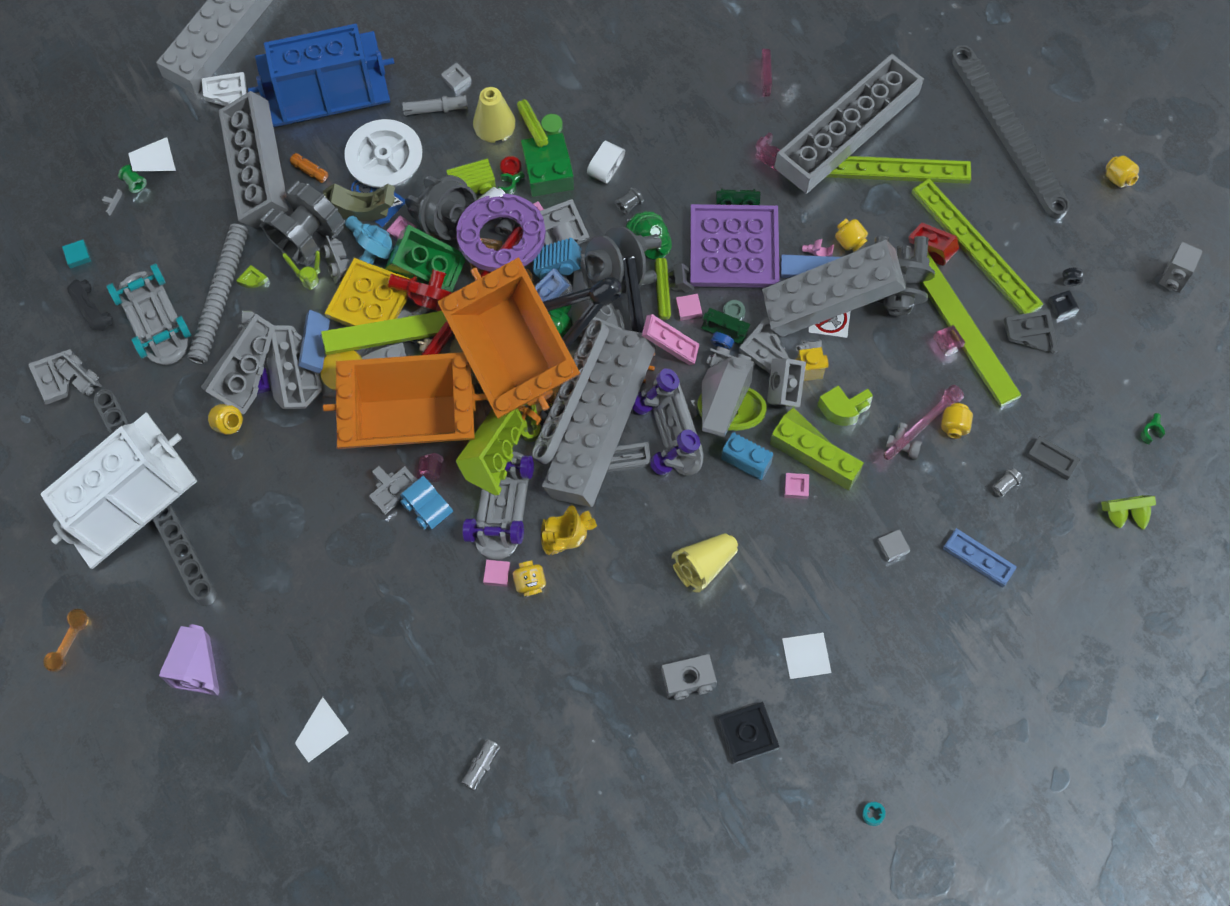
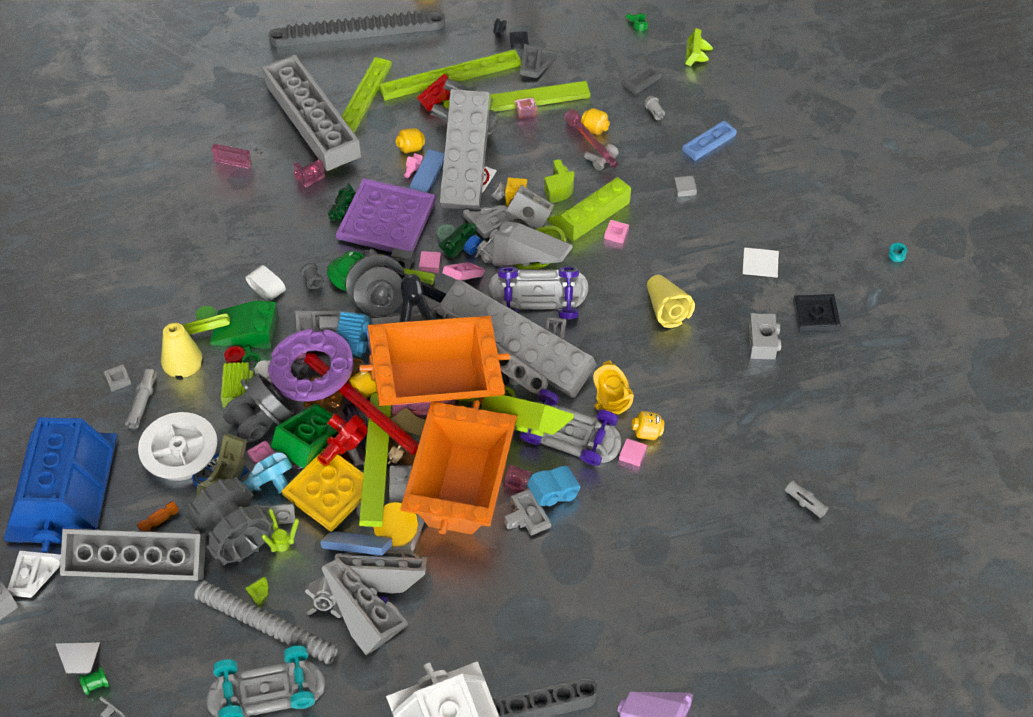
camera: 75 degrees left, 15 degrees down
(225, 419) = (410, 637): yellow head -> none
(320, 731) = (746, 622): white sticker -> none
(747, 456) = (585, 250): dark azure brick -> none

